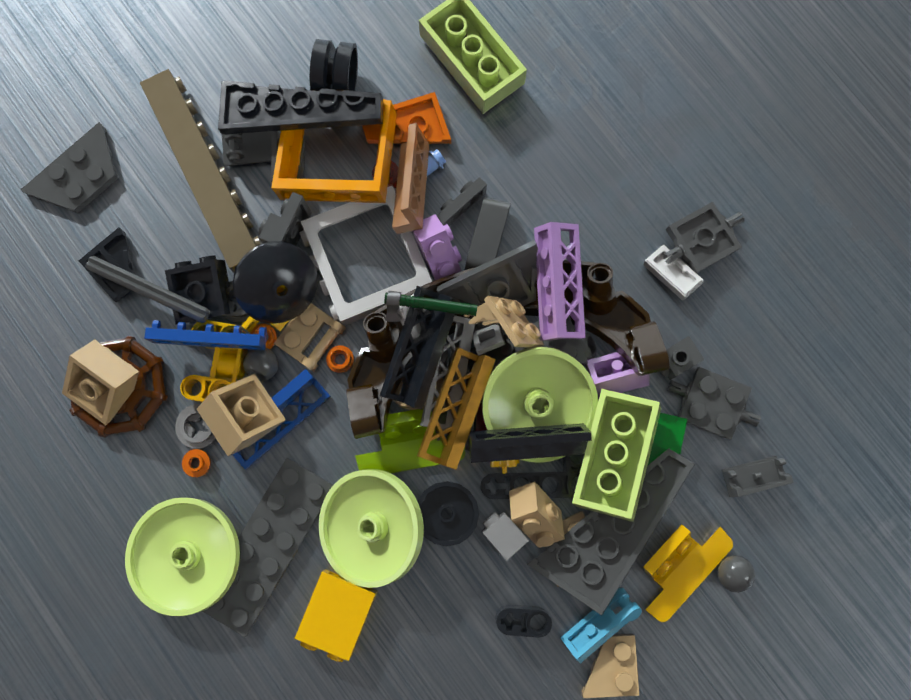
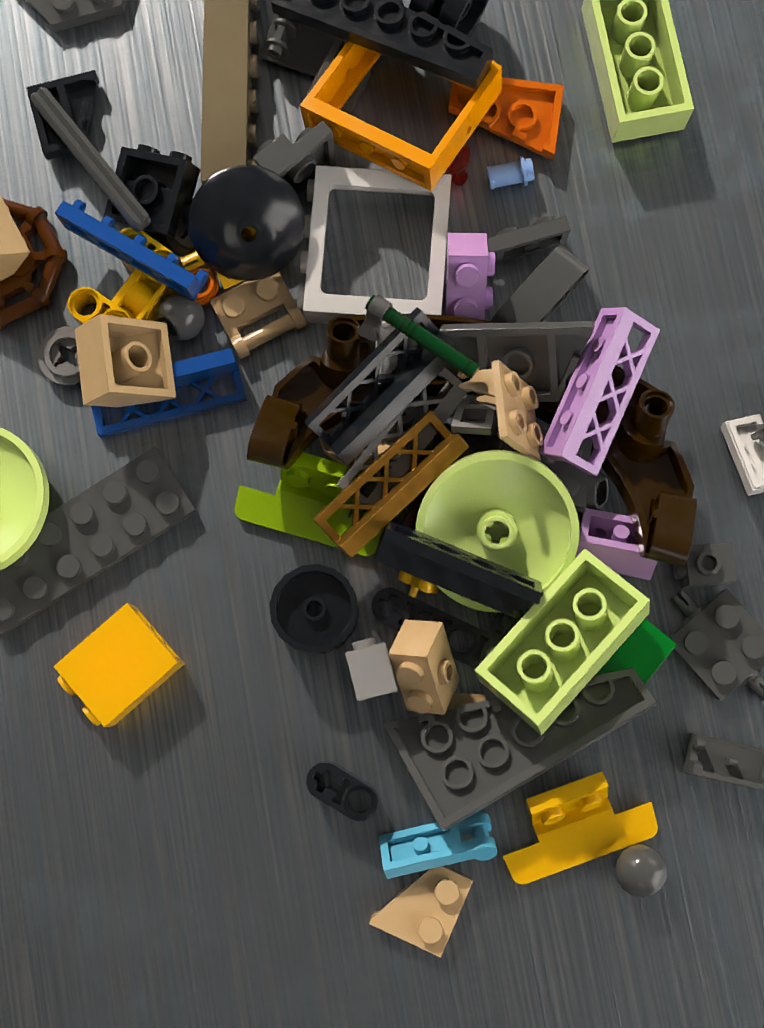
camera: 30 degrees right, 0 degrees up
(203, 467) = (53, 404): orange plate -> none
(332, 355) = (275, 349): orange plate -> none
(371, 528) = (213, 580): yellowish green dish -> none
(411, 182) = (477, 180): medium nougat fence -> none

